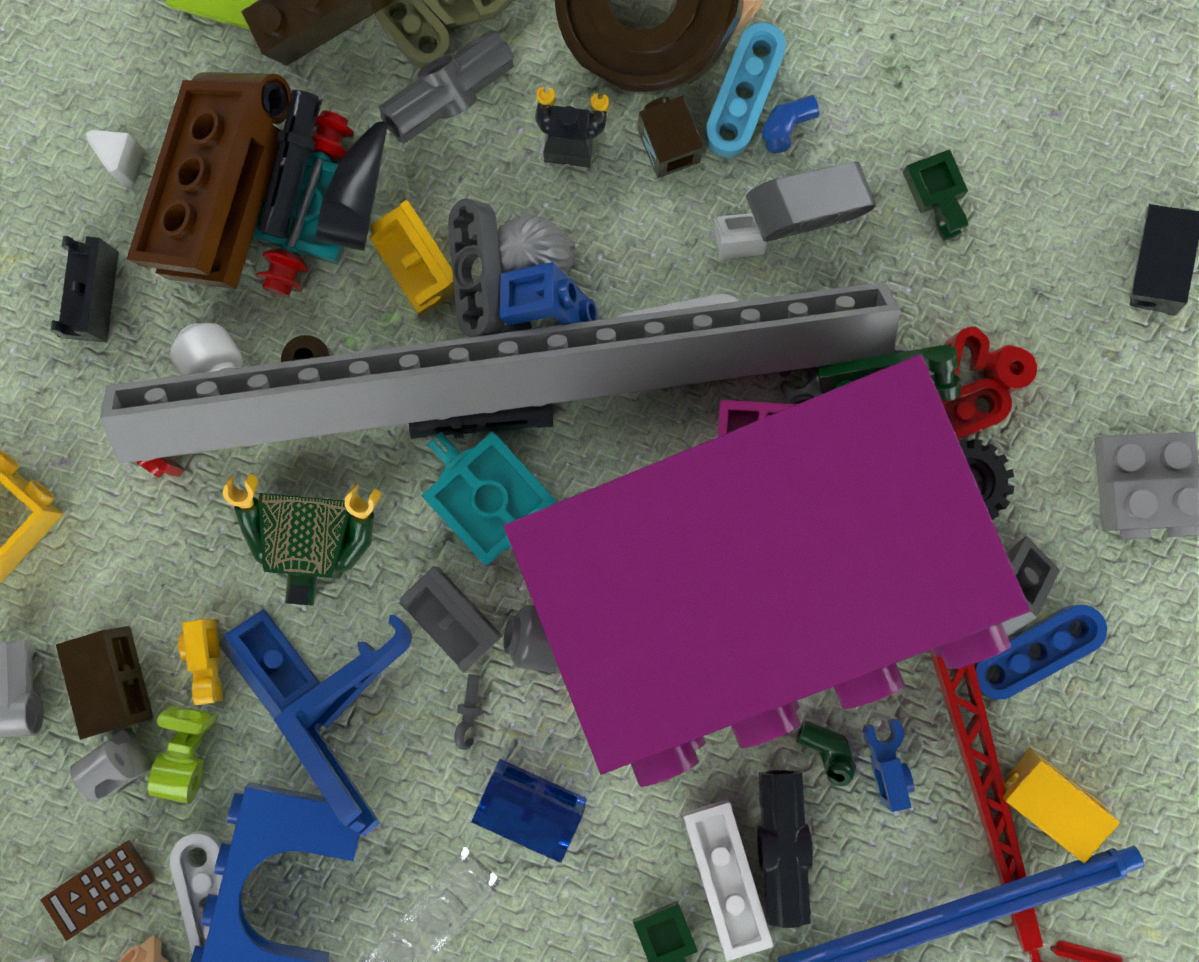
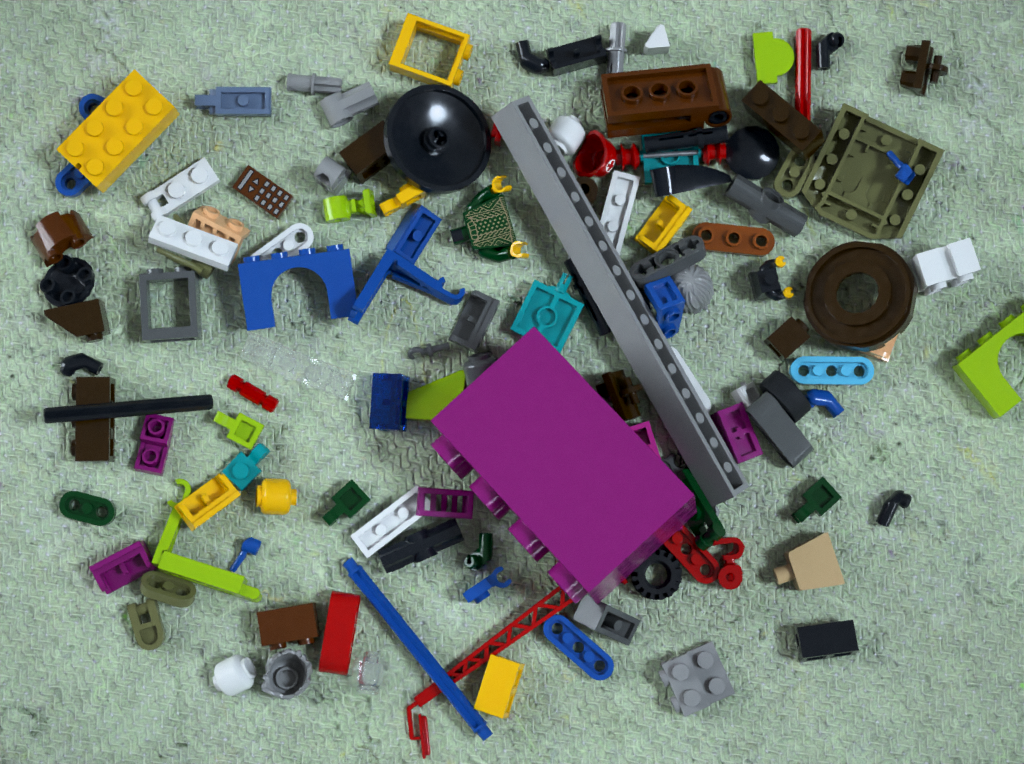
camera: 75 degrees right, 0 degrees up
(64, 367) = (530, 61): none -> black arm
(95, 220) = (616, 47): none -> light grey axle
(122, 568) = (437, 139): none -> black dish
(259, 320) = (595, 157): none -> red helmet
(354, 313) = (619, 206): none -> white plate
(355, 77) = (752, 152): none -> black dish
(483, 137) = (746, 239): none -> dark orange plate
(551, 731) = (432, 398): none -> lime slope
(660, 426) = (621, 393): none -> dark brown hips
(759, 163) = (786, 394): none -> black tyre
(760, 756) = (467, 503): none -> magenta slope
(791, 267) = (737, 432): none -> magenta hinge
(982, 72) = (890, 506): none -> black arm
(1038, 236) = (811, 565): none -> tan torso

